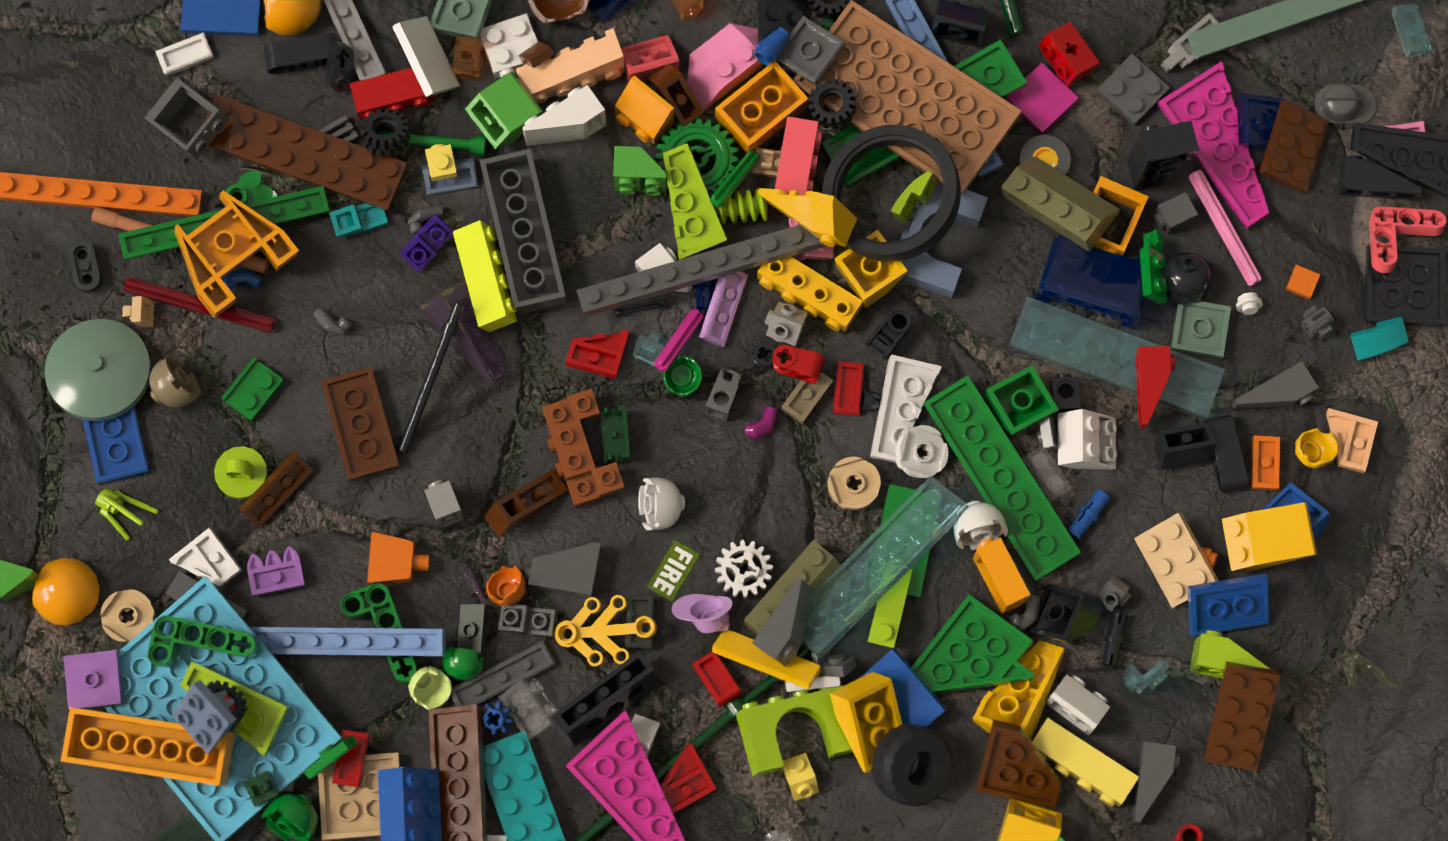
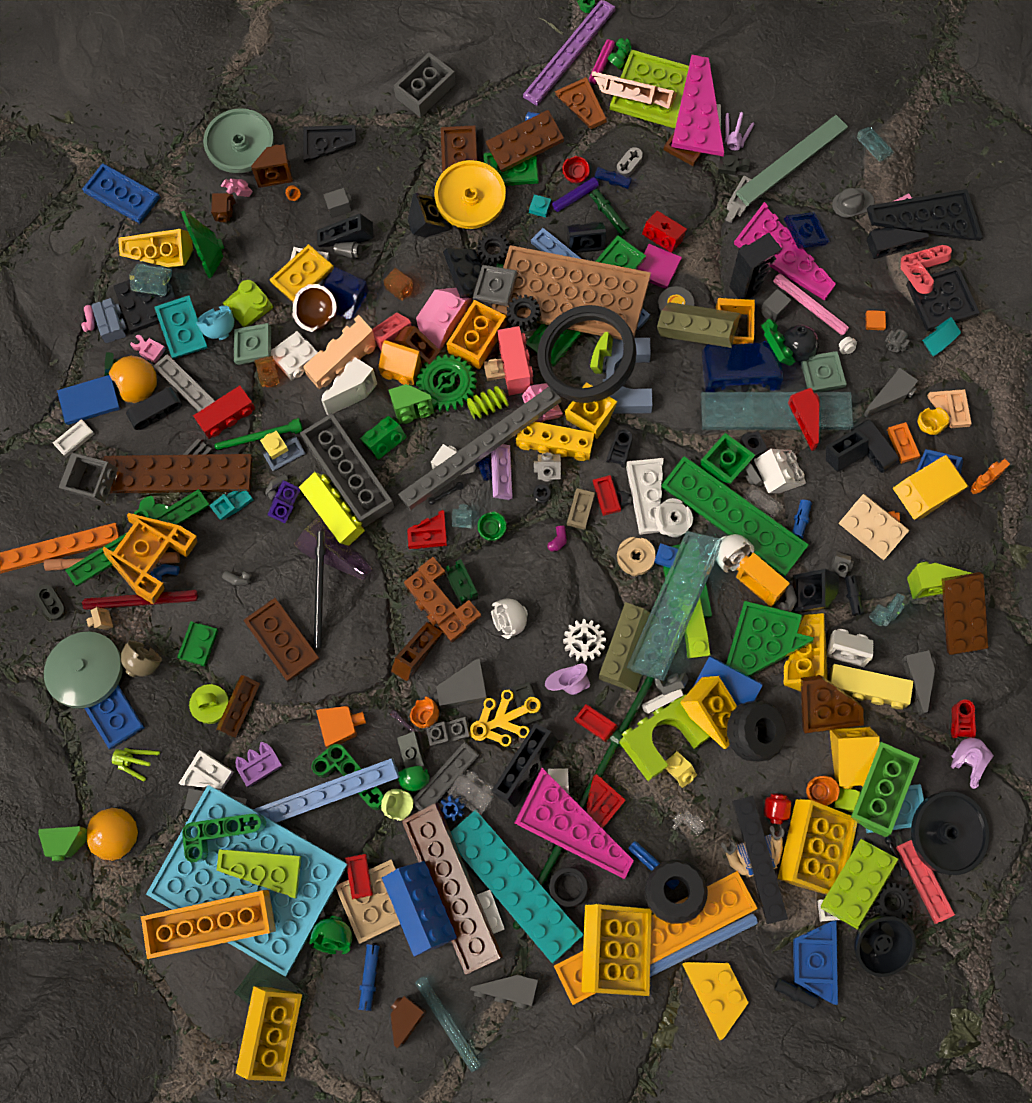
camera: 15 degrees left, 5 degrees down
(93, 679) = (152, 889): medium lavender plate -> none
(125, 601) = (154, 826): tan plate -> none
(210, 712) = (244, 881): sand blue plate -> none
(261, 788) = (302, 923): dark green tile -> none
(330, 755) = (343, 879): green plate -> none
(340, 66) = (182, 407): black beam -> none
(382, 121) = (227, 431): black tyre -> none
(426, 56) = (238, 379): white tile -> none
(443, 503) = (359, 672): light grey brick -> none
(503, 110) = (303, 396): bright green slope -> none
(536, 54) = (313, 351): reddish brown tile -> none
(587, 202) = (383, 437): none -> green bracket
(673, 570) = (535, 660): clear neon green sticker -> none
(678, 340) = (480, 503): dark pink axle -> none
(694, 216) = (456, 413): lime wing -> none
(723, 394) = (524, 529): flat silver leg -> none
(734, 179) = (477, 384): green axle -> none
(740, 649) = (625, 696): yellow tile -> none
(770, 47) = (469, 290): blue cone -> none
(785, 628) = (630, 671): dark grey slope -> none
(801, 363) = (569, 489): red piece -> none
(816, 212) = (543, 382): yellow wedge -> none
(891, 497) = (665, 555): none -> blue plate
(1132, 89) = (714, 240): dark grey plate -> none
(1228, 604) = (921, 542): blue tile -> none
(1294, 146) = (833, 238): reddish brown plate -> none
(1361, 549) = (989, 476): none -> orange plate

